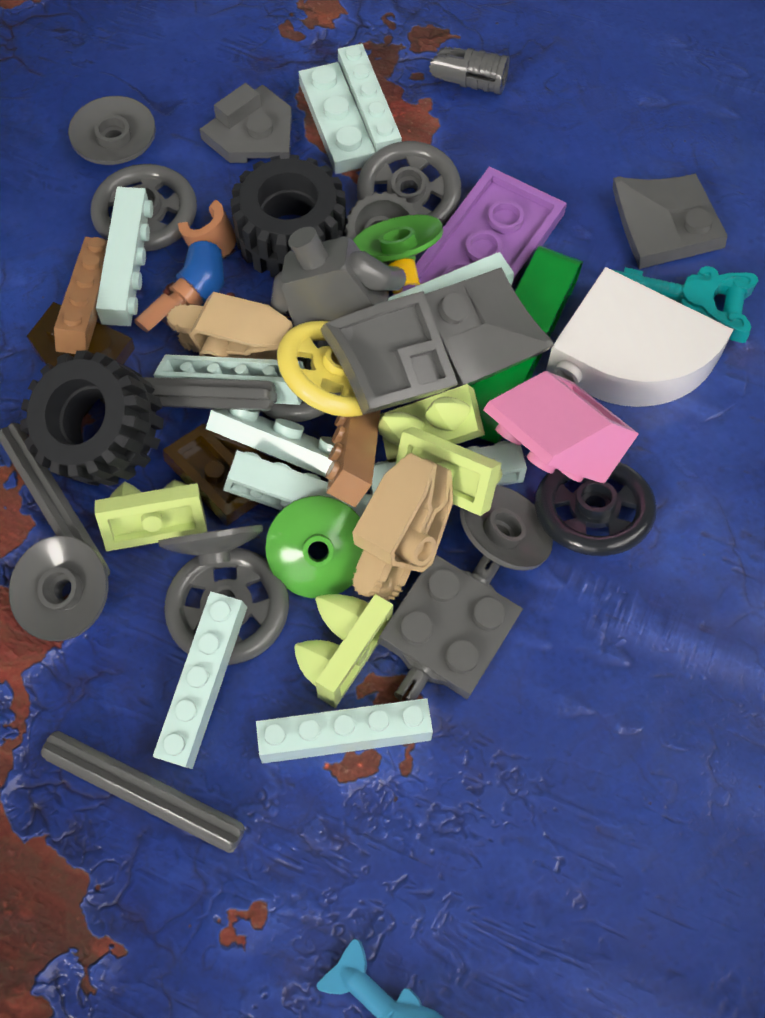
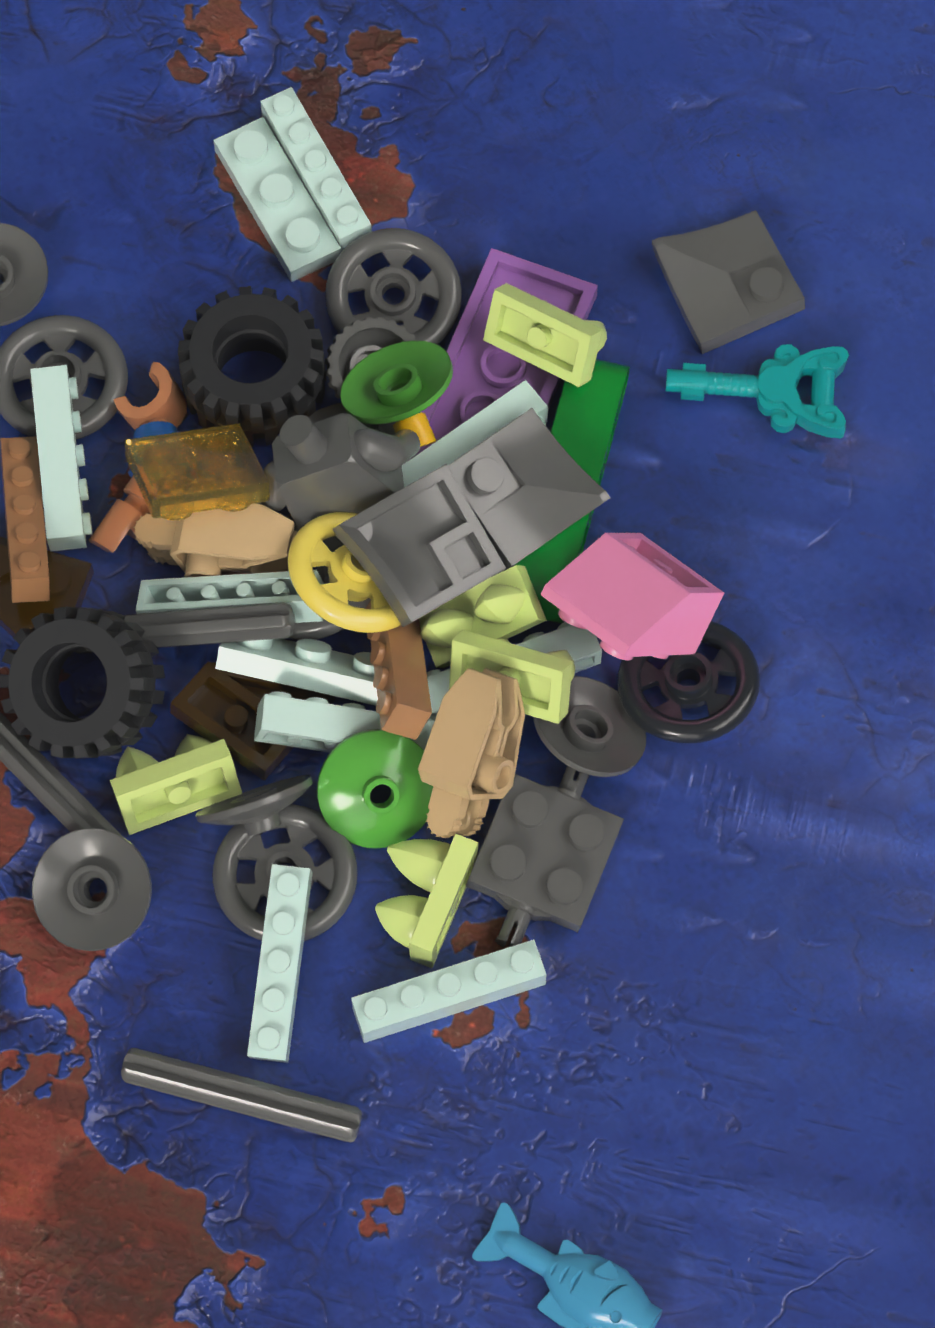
camera: 10 degrees left, 5 degrees up
(223, 273) = (197, 471): none -> clear yellow tile
(250, 125) = (169, 234): dark grey plate -> none
(471, 68) = (440, 98): dark grey hinge -> none
(520, 221) = (544, 334): none -> yellowish green tile
(636, 344) = (708, 468): white brick -> none

